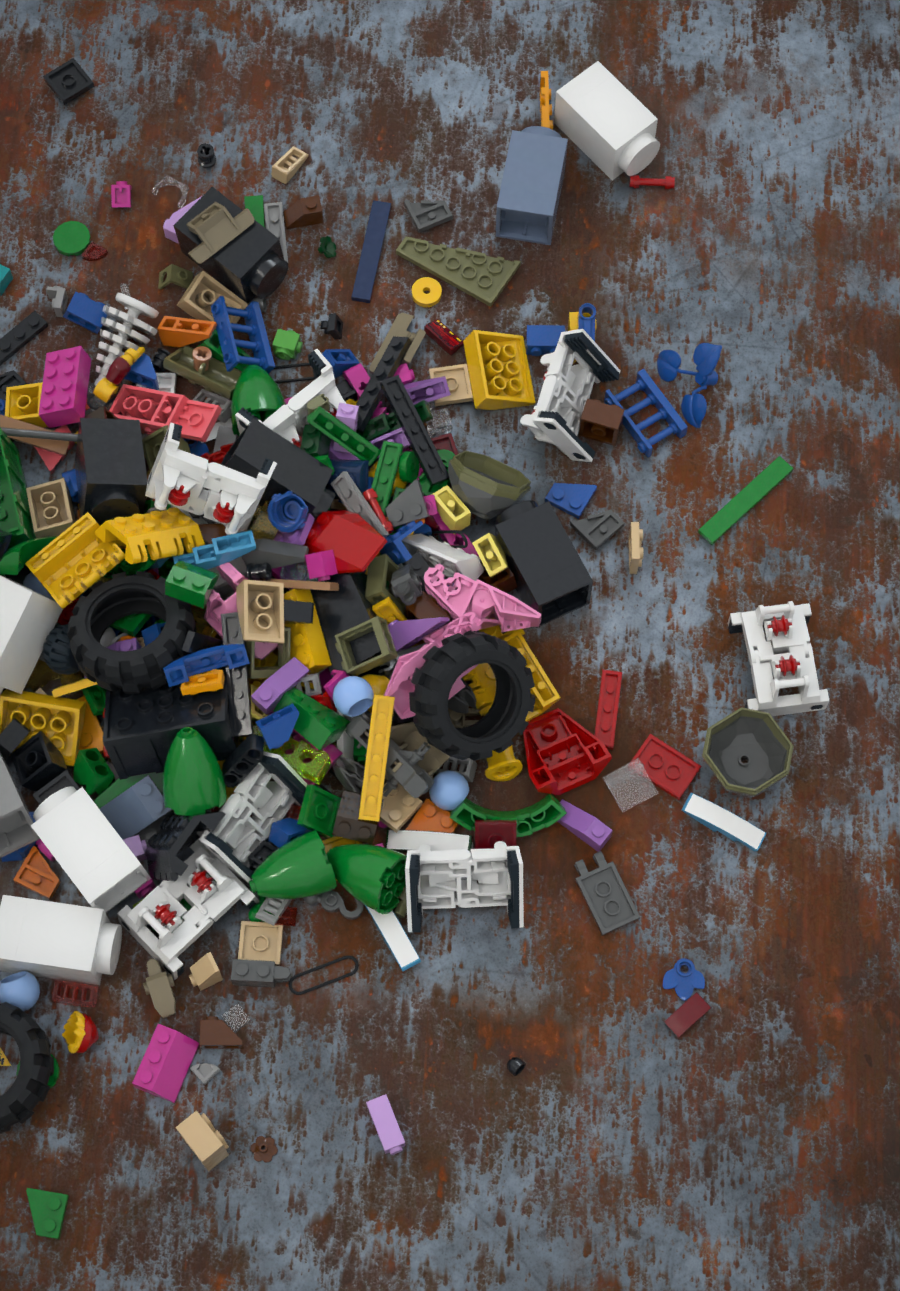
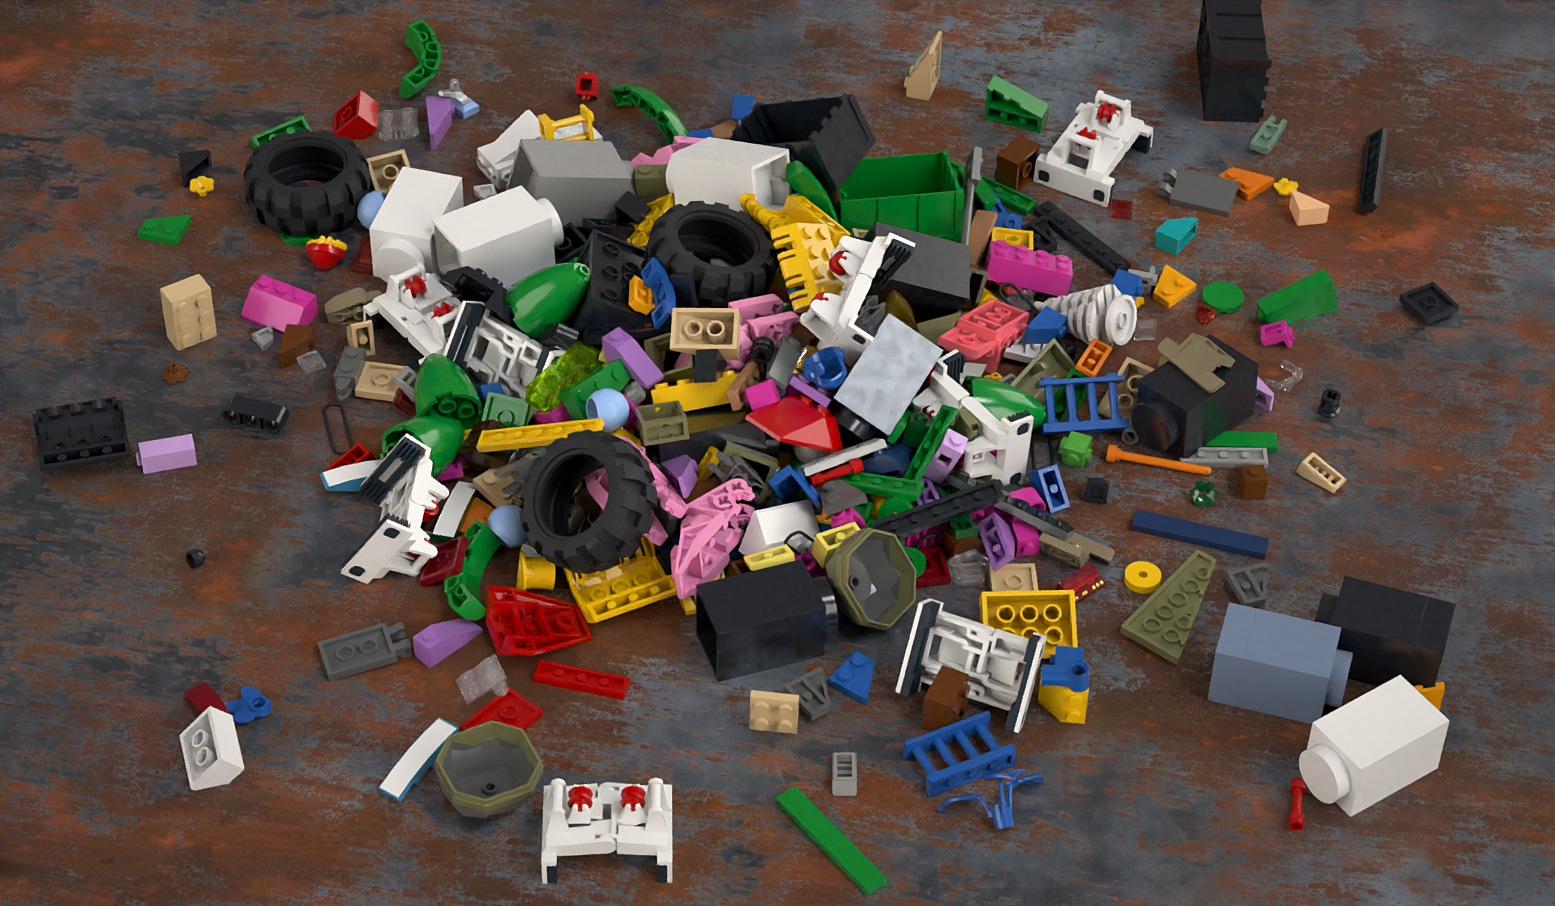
camera: 95 degrees right, 25 degrees down
(61, 275) = (1172, 287): none -> light orange wing
(81, 176) = (1300, 300): none -> green slope
(116, 373) = (1038, 298): piece -> none
(190, 583) = (748, 281): green slope -> none
(201, 355) = (1058, 370): nougat bush -> none
(220, 551) = (783, 308): dark azure slope -> none
(278, 726) = (583, 350): blue slope -> none
(285, 317) = (1115, 454): none -> orange piece
(320, 1052) = (255, 414): none -> black beam
(356, 944) = (357, 453): none -> red slope
(384, 1208) = (81, 436): none -> black slope
(489, 111) = (1388, 631): none -> black container
(687, 487) = (844, 775): none -> light grey slope
(744, 996) = (211, 750): none -> white slope

